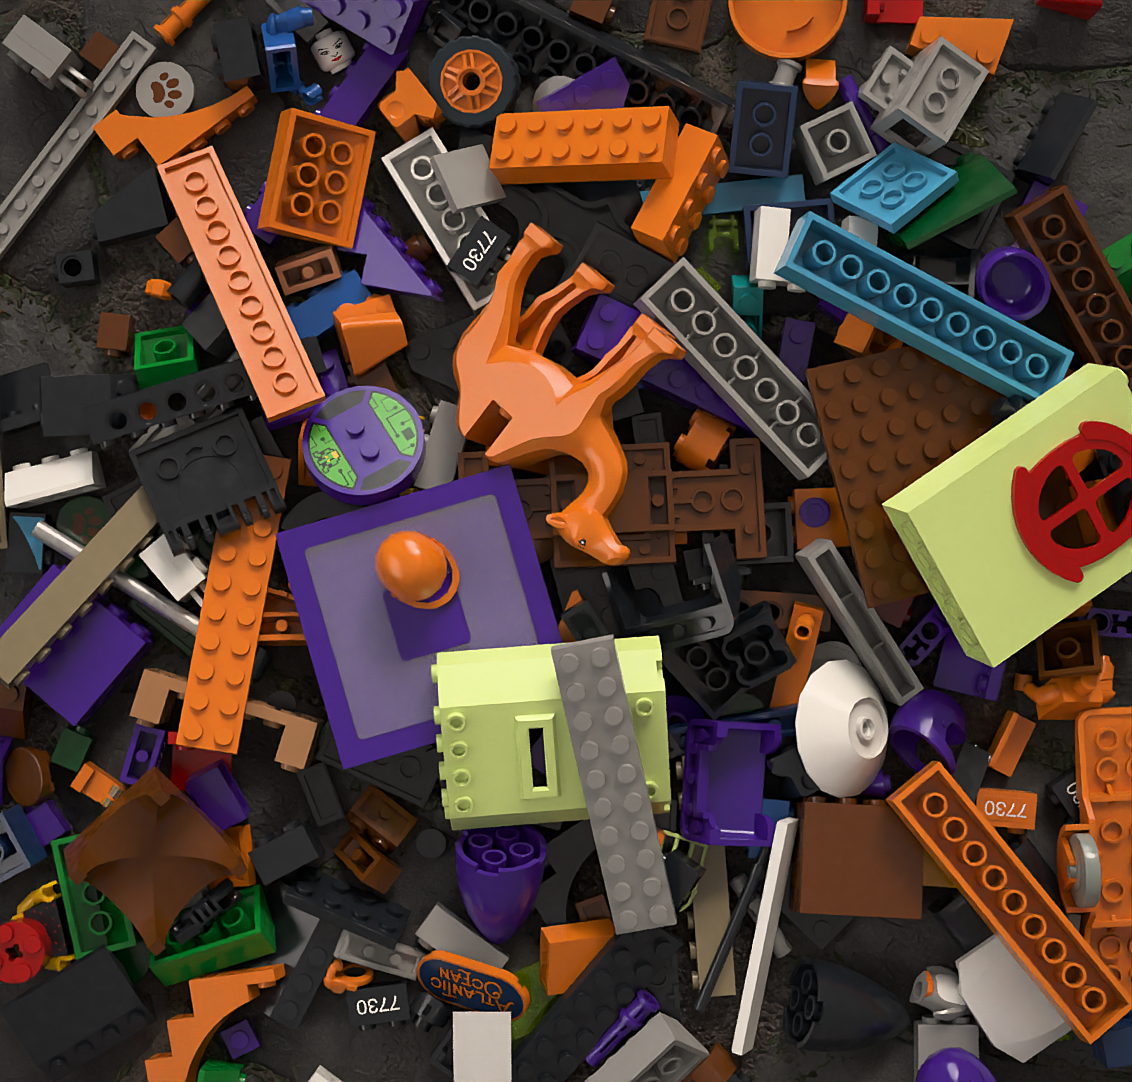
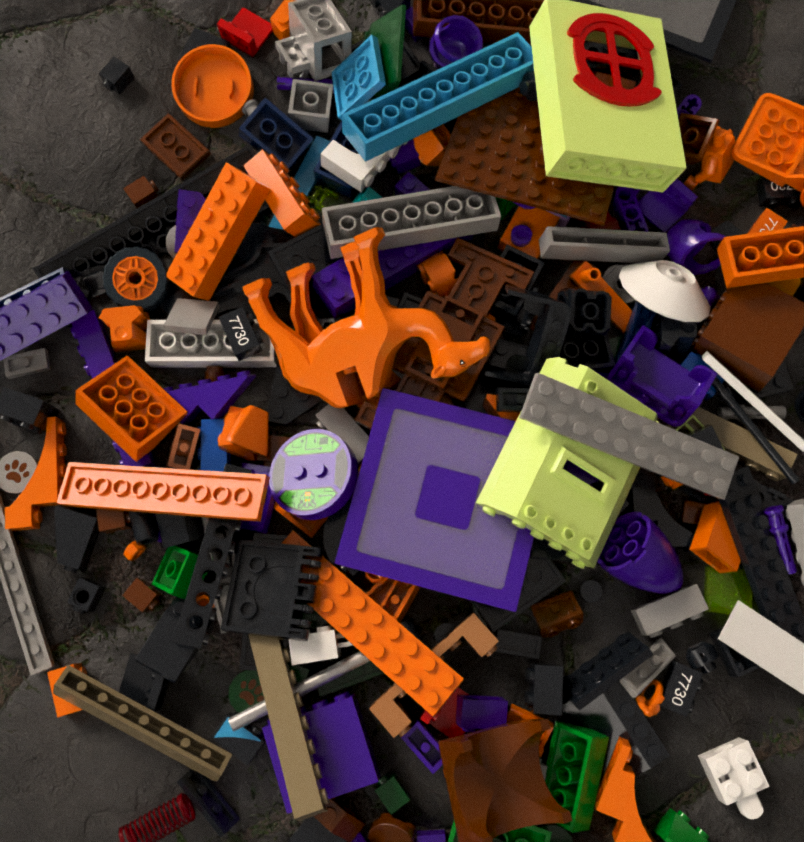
camera: 55 degrees left, 10 degrees down
(53, 479) = (208, 695): white slope -> none
(98, 784) = (427, 790): orange leg -> none
(206, 911) = (555, 768): black hinge -> none
(240, 1038) = (651, 799): dark purple plate -> none
(282, 53) = (40, 382): blue torso -> none
(332, 50) = (63, 355): white head -> none
(367, 862) = (580, 639): reddish brown slope -> none
(415, 568) = (413, 482): orange piece -> none
(472, 984) = (702, 617): tile -> none
(820, 82) = (273, 93): orange tile -> none
(1009, 742) = (722, 208): orange panel -> none

